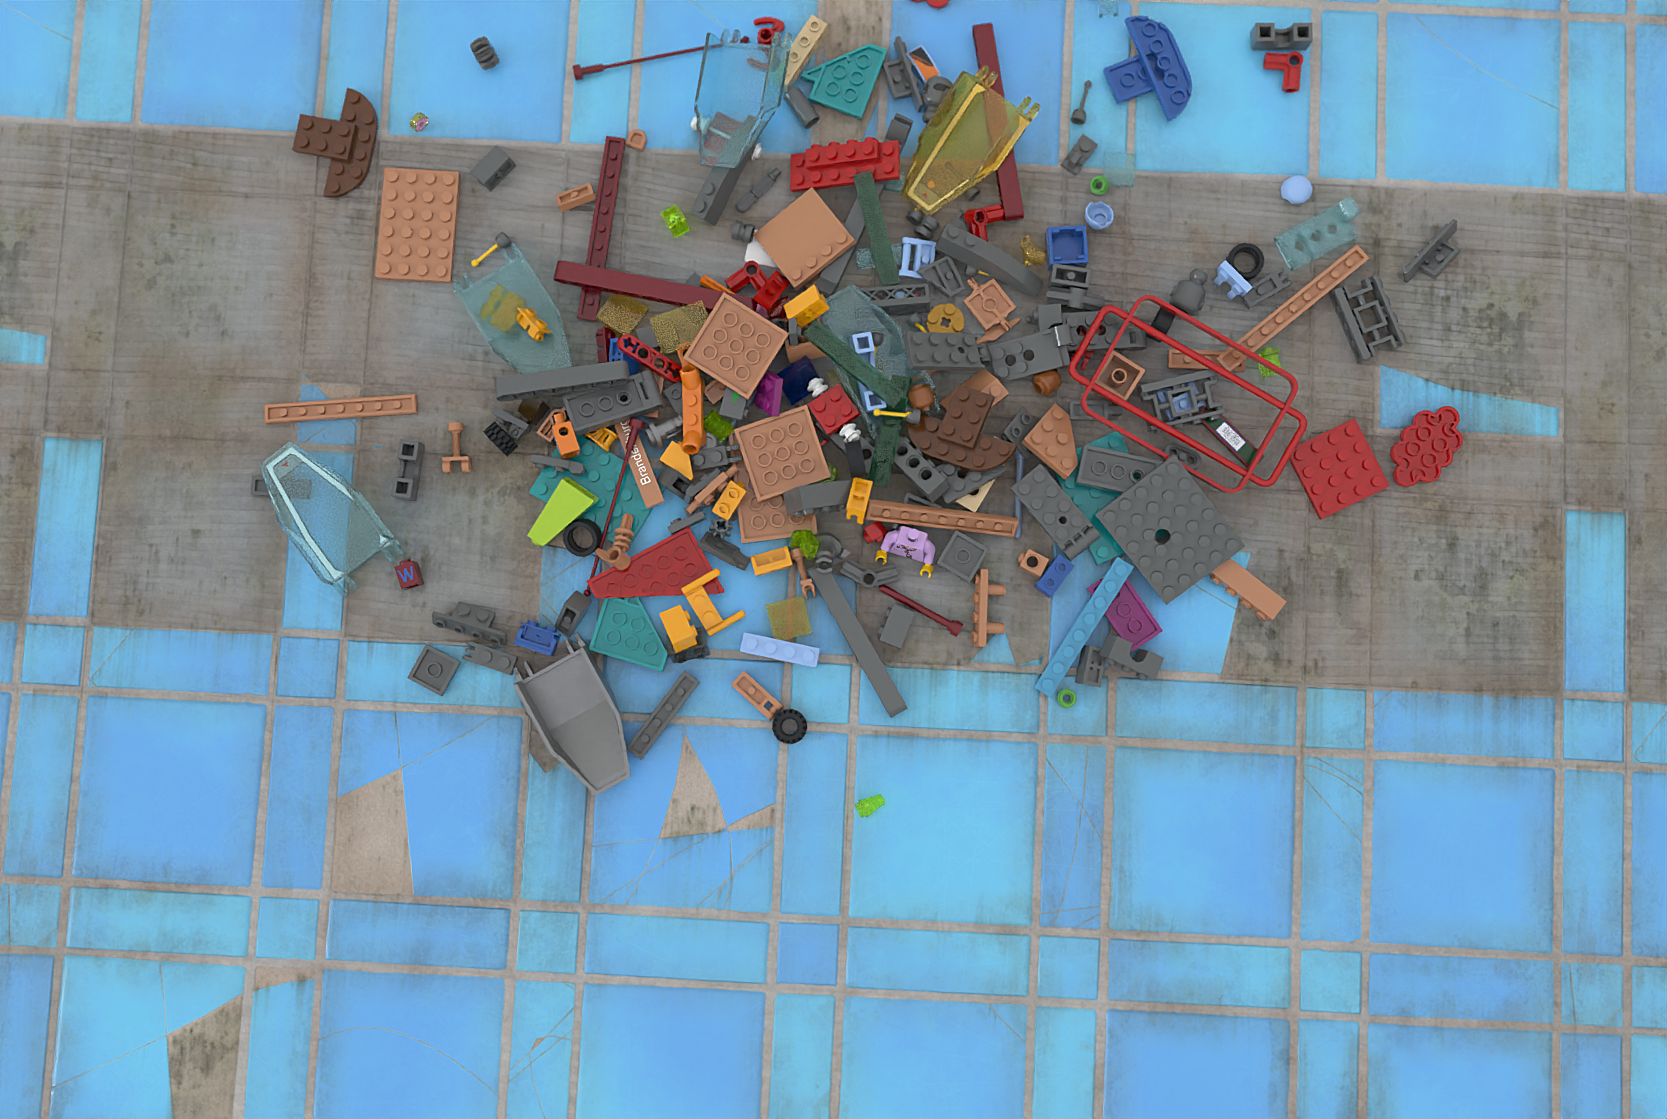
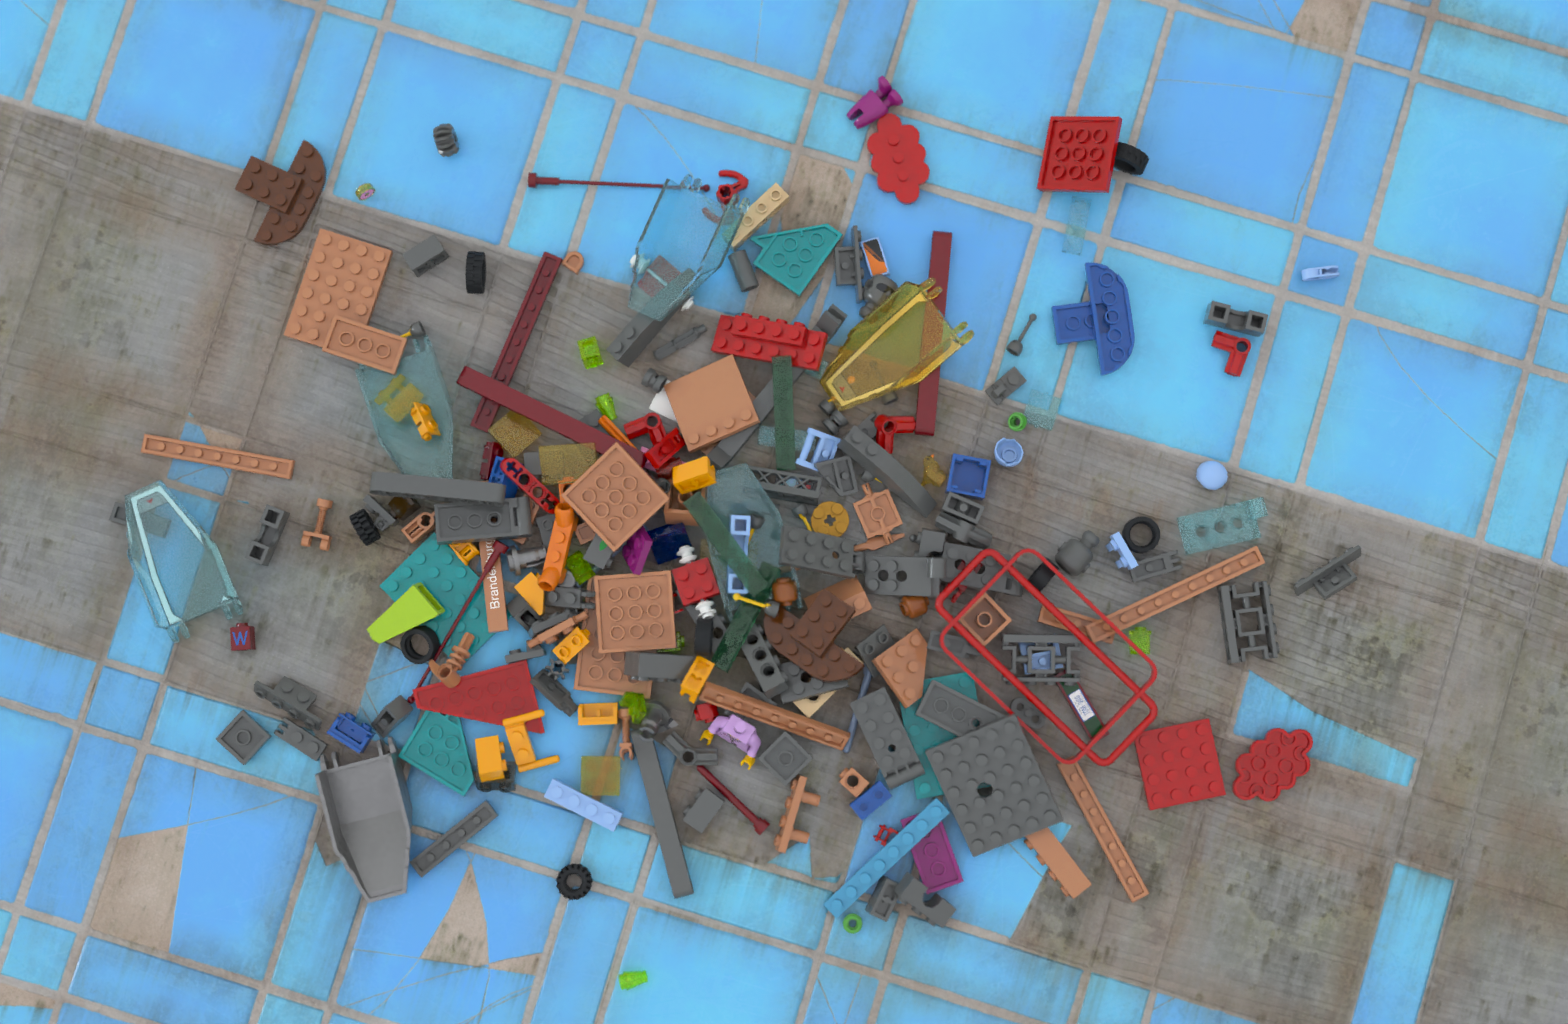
camera: 15 degrees right, 0 degrees up
(456, 265) = (364, 345): none -> nougat plate
(545, 170) = (475, 272): none -> black tyre
(559, 465) = (414, 568): dark grey hinge -> none
(568, 444) = (426, 552): orange torso -> none
(575, 197) = (498, 304): nougat plate -> none
(703, 267) = (606, 406): none -> clear neon green cone
(756, 695) = (550, 842): nougat plate -> none
(794, 331) = (676, 497): dark grey plate -> none
(1076, 613) = (890, 830): none -> red piece
(1282, 549) = (1103, 830): none -> nougat tile

